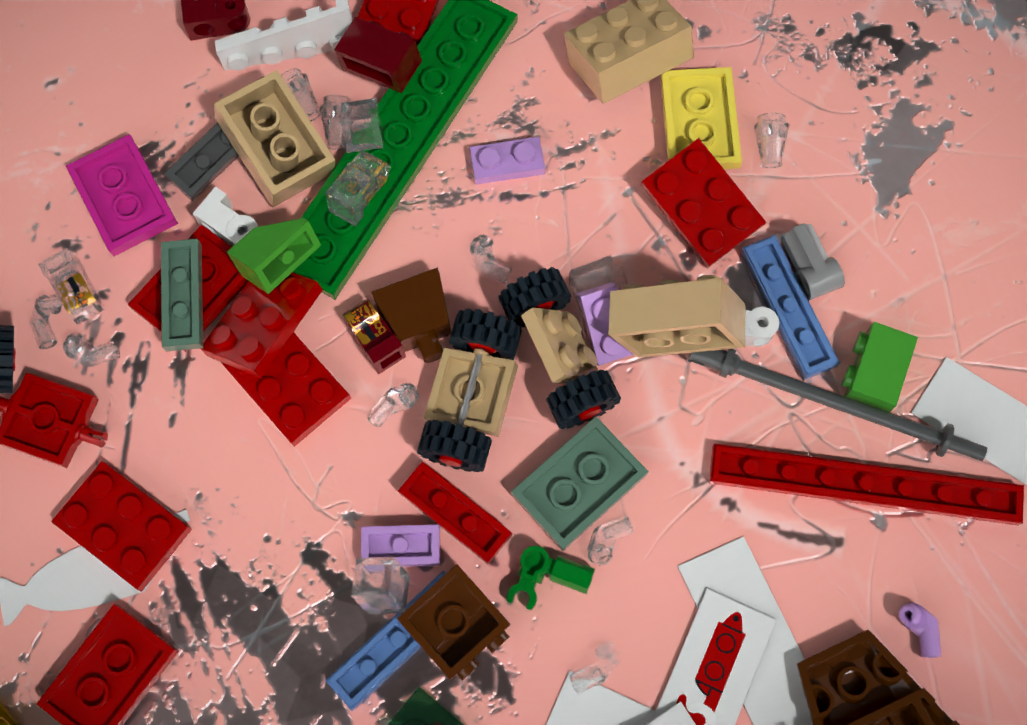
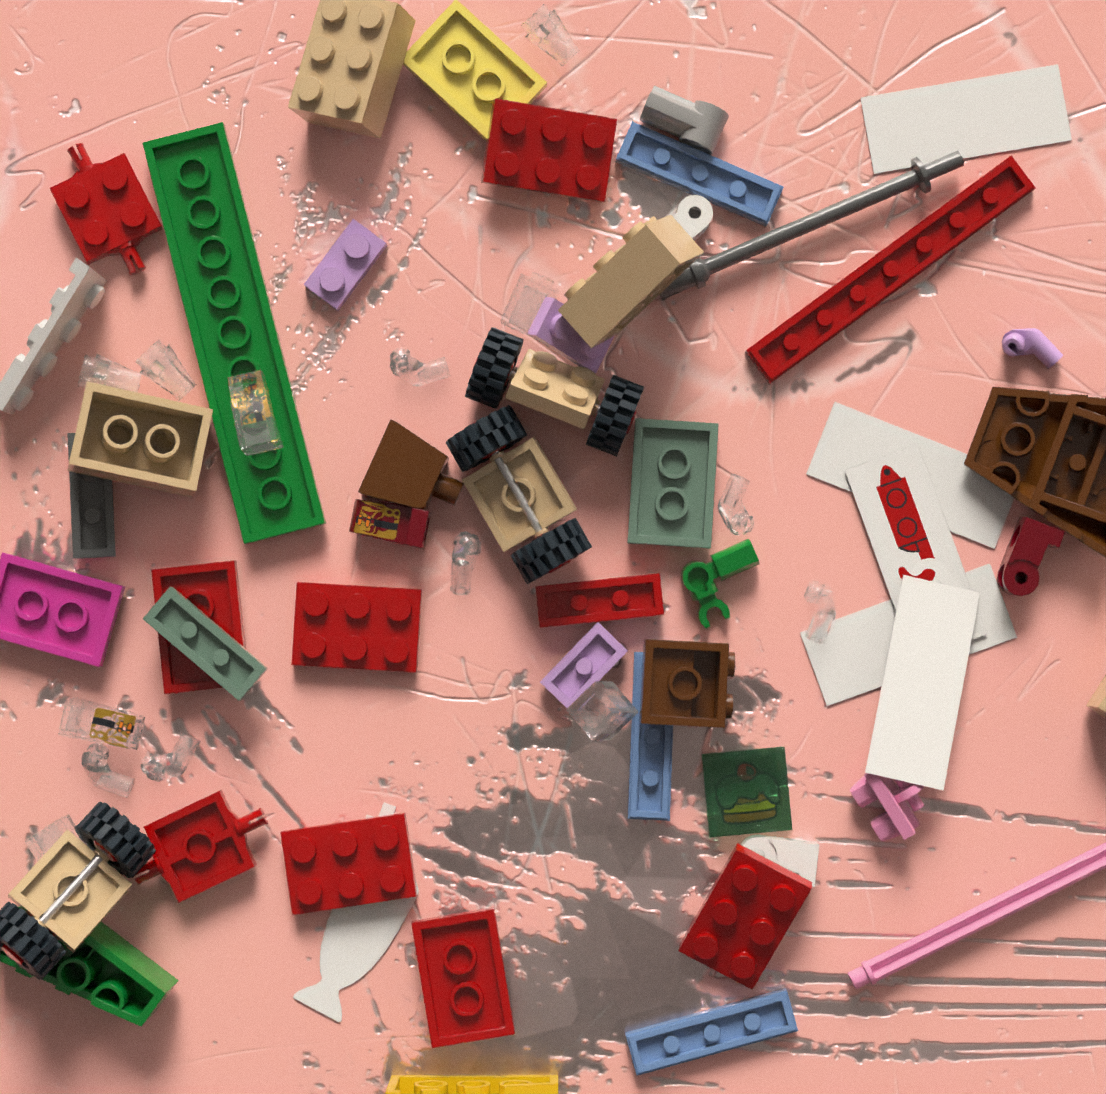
camera: 50 degrees left, 15 degrees up
(218, 217) = (186, 546): white leg -> none
(260, 324) = (288, 598): red plate -> none
(274, 252) = (246, 537): bright green slope -> none
(361, 125) = (204, 358): clear brick -> none
(378, 54) = (145, 277): dark red piece -> none
(879, 366) = (818, 162): bright green piece -> none

